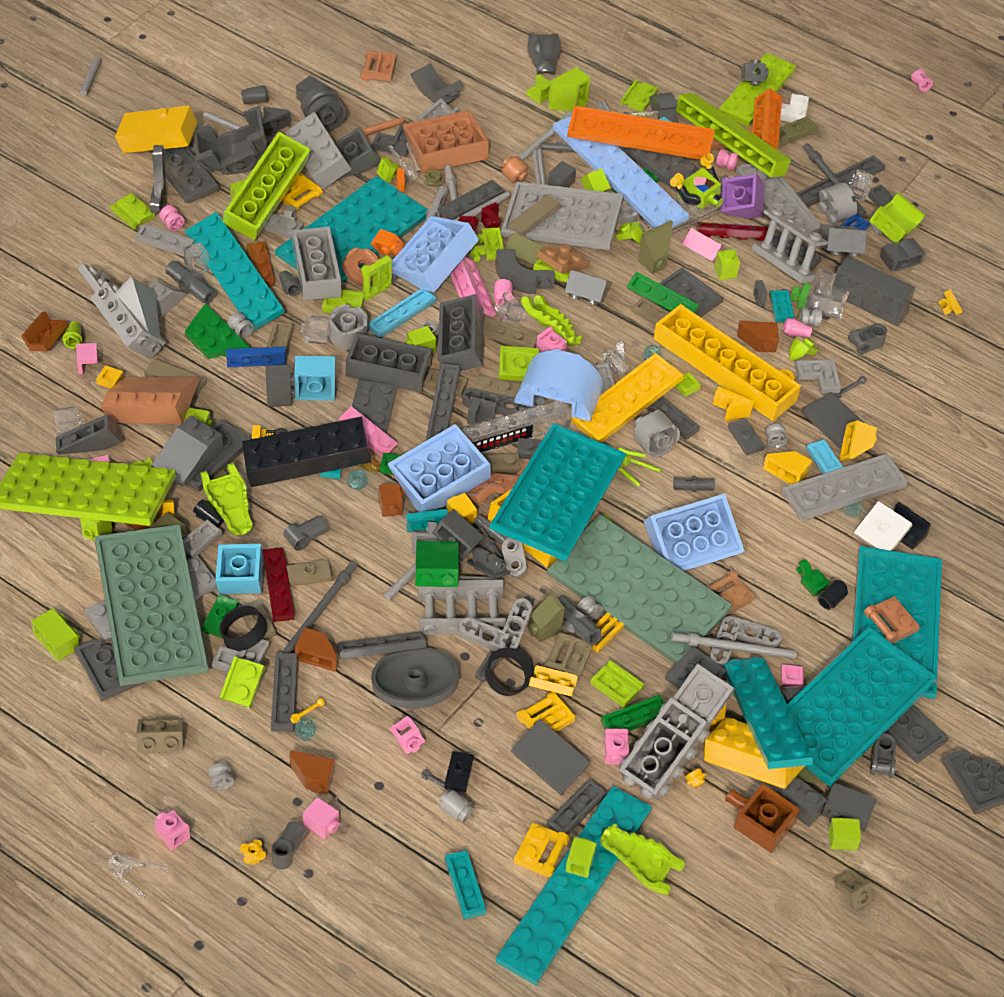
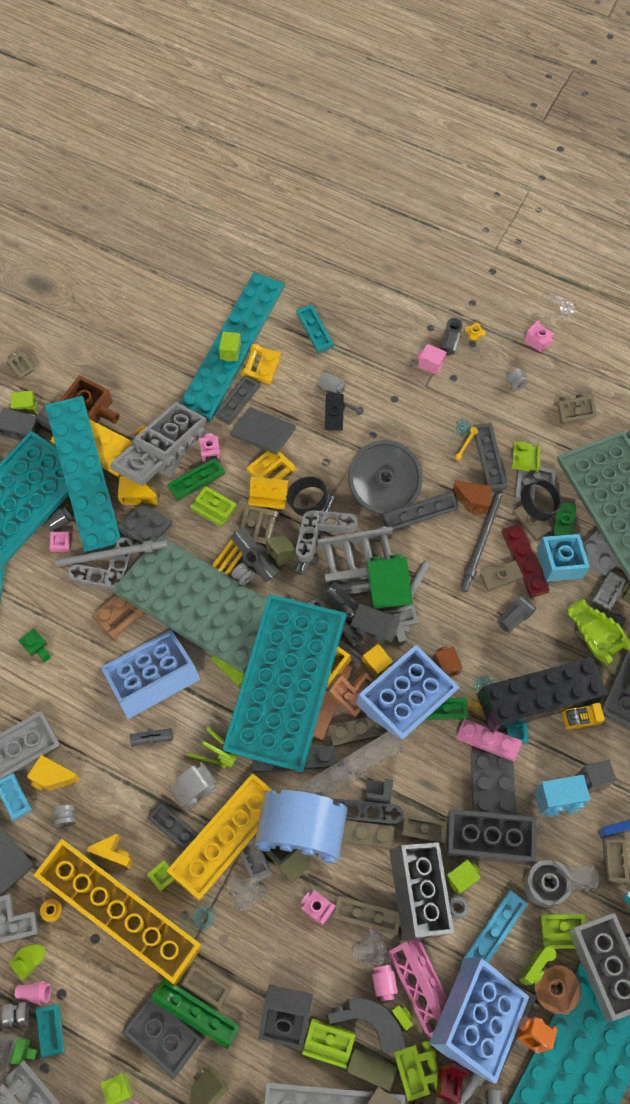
camera: 175 degrees right, 15 degrees up
(313, 771) = (448, 393): dark orange slope -> none
(411, 740) = (380, 426): bright pink brick -> none
(420, 520) = (405, 645): teal plate -> none
(443, 399) = (421, 785): dark grey tile -> none
(493, 270) = (402, 1016): none -> lime plate
(515, 361) = (352, 873): lime plate -> none
(549, 316) = (324, 947): lime animal -> none
(563, 258) = (321, 1056): medium nougat plate -> none
(643, 857) = (184, 358): lime animal -> none
(746, 436) = (97, 815): dark grey plate -> none
(759, 335) = (76, 968): dark orange slope -> none
(760, 293) = (76, 1045): dark grey tile -> none
(832, 594) = (16, 627): black brick -> none

